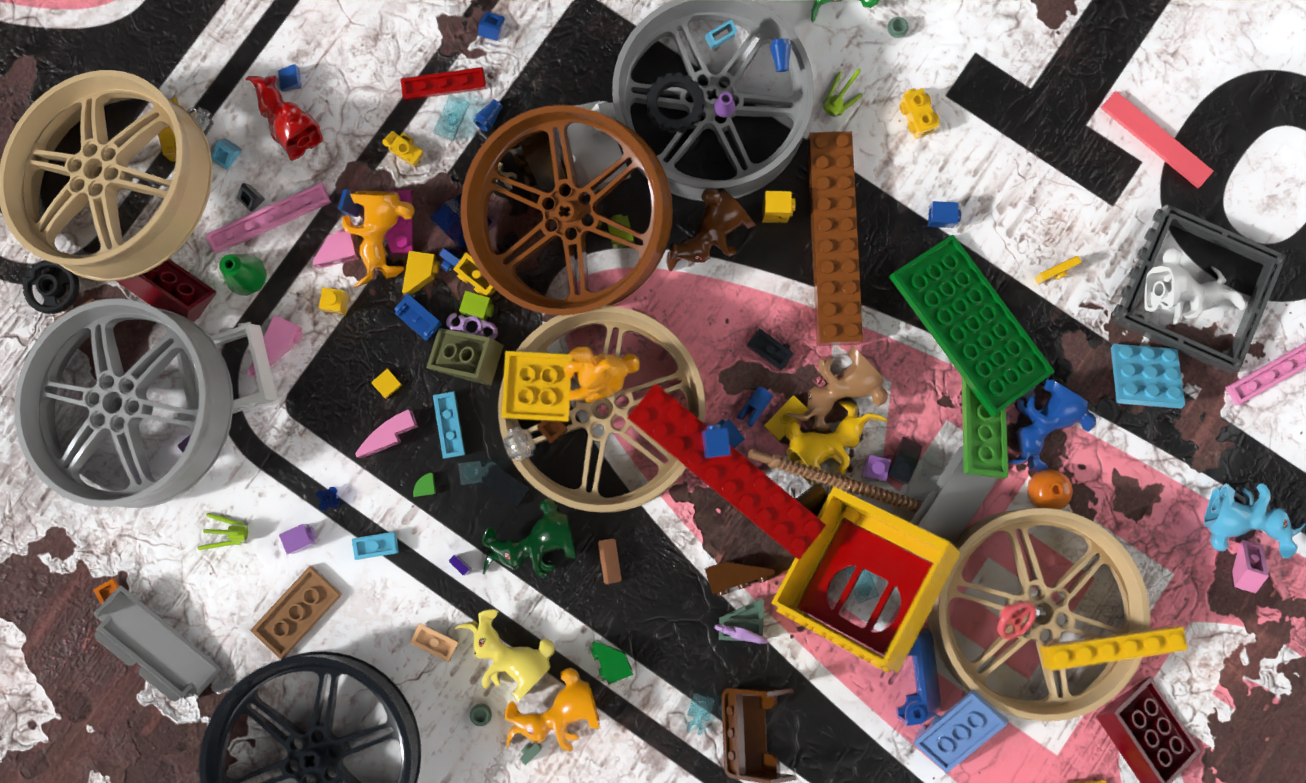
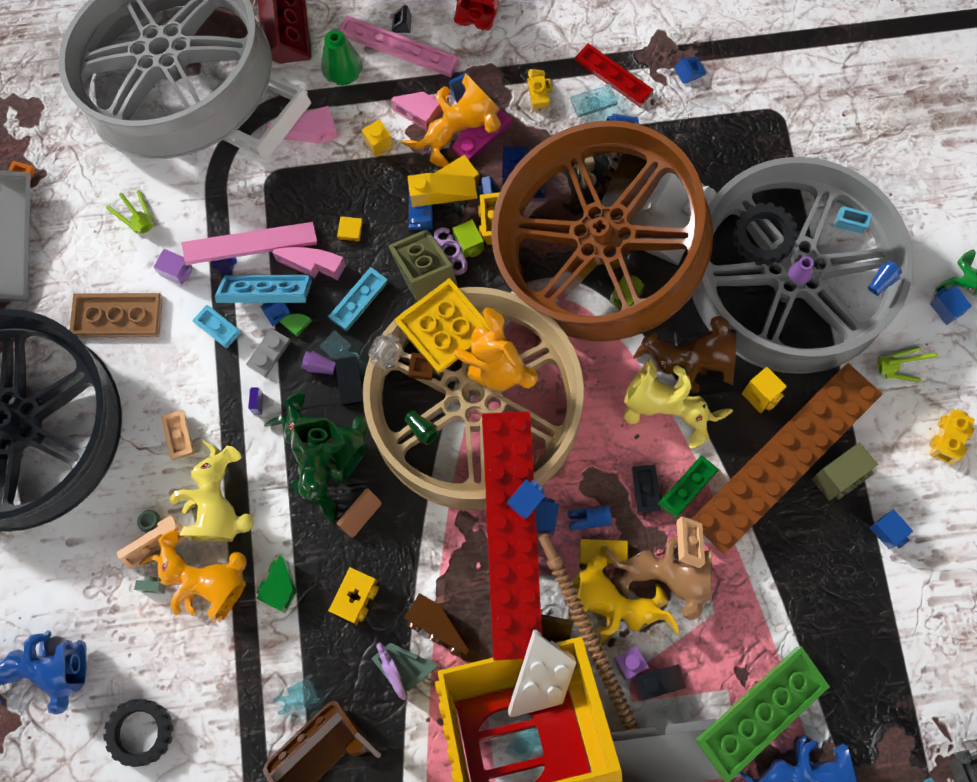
camera: 50 degrees right, 10 degrees down
(331, 468) = (248, 243): none -> bright pink tile
(379, 487) = (263, 289): none -> medium azure tile
(402, 492) = (275, 312): none -> blue tile
(422, 292) = (440, 188): none -> yellow slope
(429, 525) = (268, 352): none -> light grey plate
(471, 497) = (317, 363): none -> medium lavender cone
(499, 726) = (148, 544): none -> light nougat plate
(540, 554) = (313, 446): none -> dark green animal
(598, 467) = (422, 428): none -> dark green cone
(665, 628) = (344, 606): none -> yellow brick
(712, 287) = (652, 397): none -> light yellow animal
(794, 320) = (688, 487): none -> green tile
(831, 22) = (950, 304): none -> blue brick
(837, 356) = (690, 542): none -> light nougat plate
(837, 536) = (542, 677): none -> white wing
(880, 207) = (850, 468): none -> olive brick
(972, 325) = (825, 637): green plate -> none
(1058, 271) = (944, 670): yellow plate -> none

